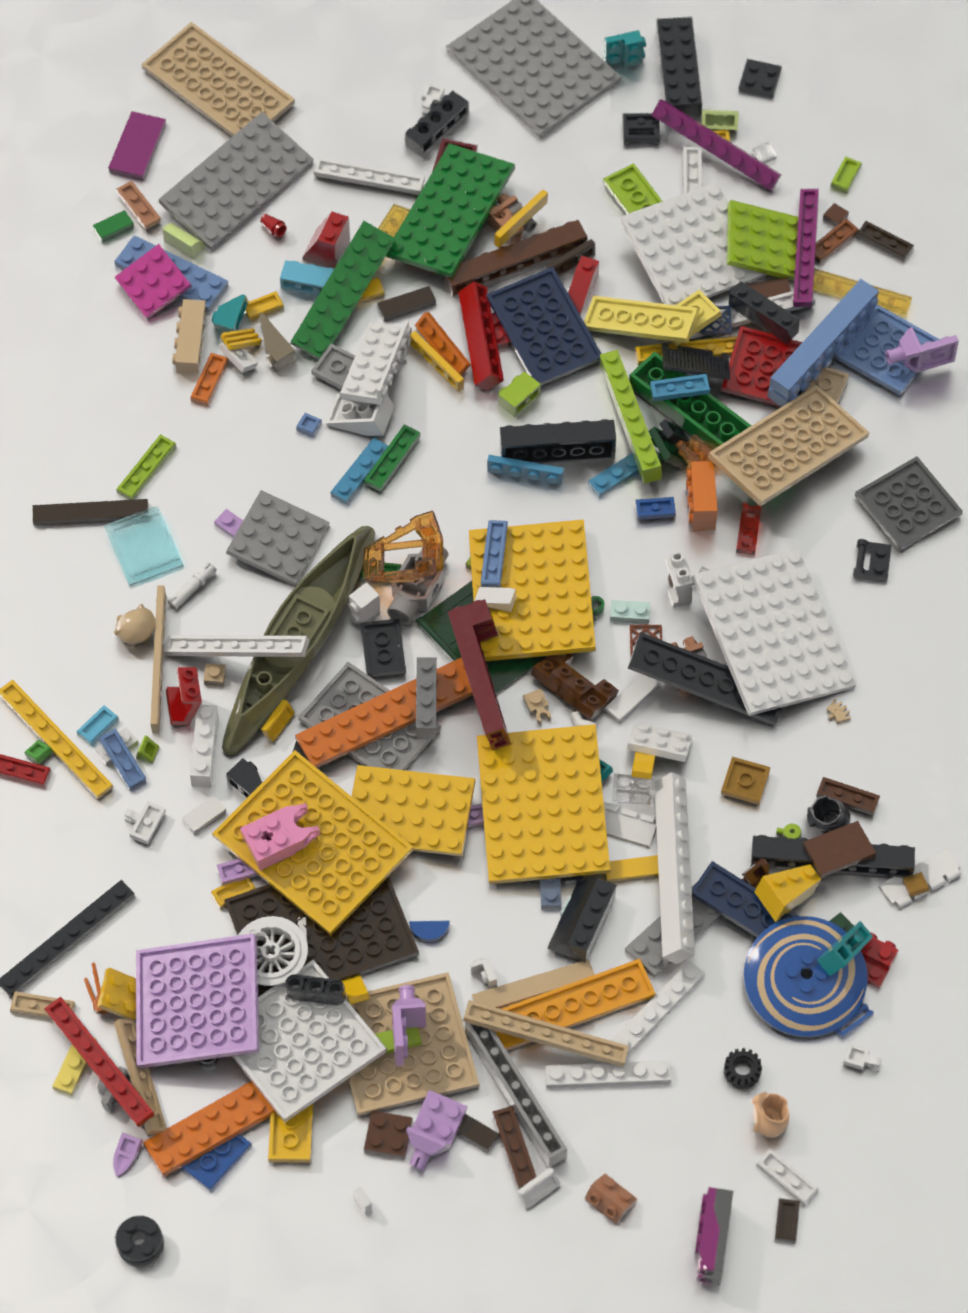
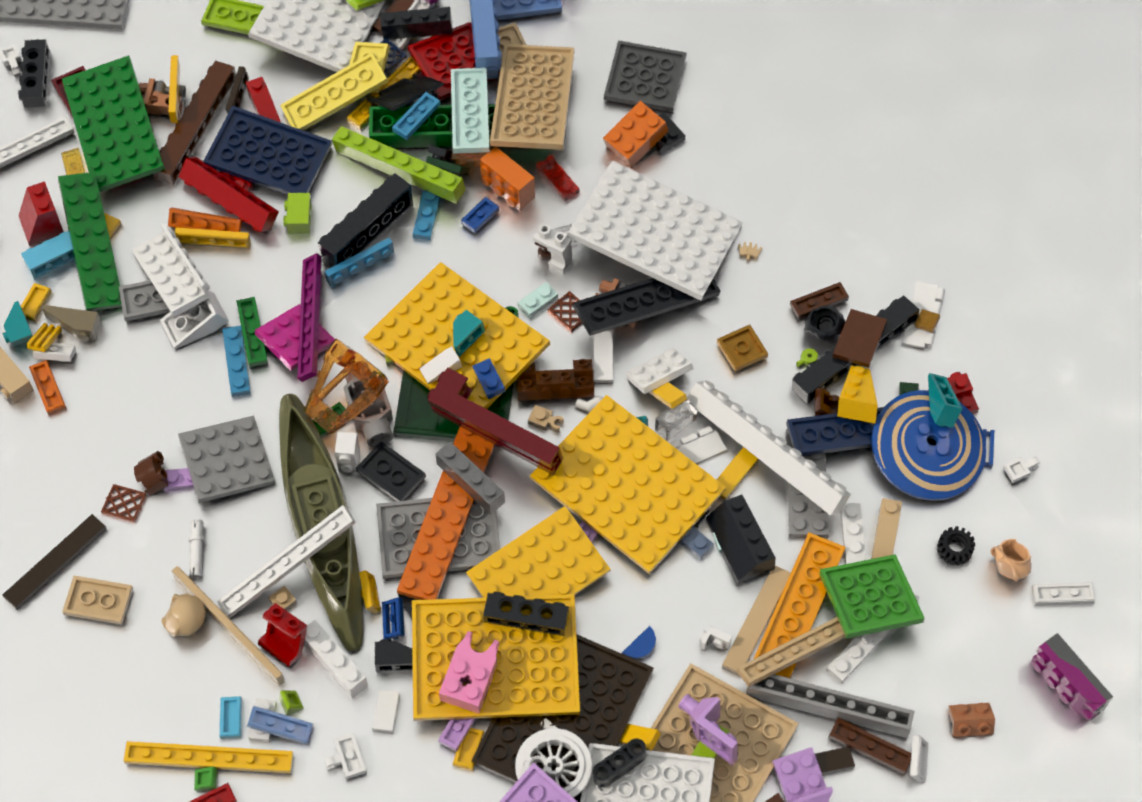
camera: 45 degrees left, 0 degrees up
(91, 564) = (97, 600): none -> tan plate
(143, 545) = (125, 551): clear light blue piece -> none
(146, 467) = (65, 492): lime tile -> none
(184, 520) = (120, 515): none -> copper window
(214, 502) = (151, 474): none -> reddish brown cylinder
(274, 754) = (396, 618): none -> blue tile
(309, 424) = (161, 359): medium blue tile -> none
(375, 855) = (534, 622): none -> black brick
(406, 303) = (144, 215): dark brown tile -> none
(418, 487) = (282, 337): none -> dark pink plate
(440, 480) = (309, 318): none -> magenta plate
(494, 553) = (404, 337): medium blue tile -> none
(519, 637) = (489, 378): none -> blue plate
(537, 587) = (466, 331): none -> teal slope
(628, 1042) = (871, 596): none -> bright green plate
(701, 1009) = (886, 528): none -> tan slope
(725, 416) = (469, 110): none -> light aqua plate
(787, 1220) = (1096, 623): dark brown tile -> none
(843, 543) = (635, 134): none -> orange brick

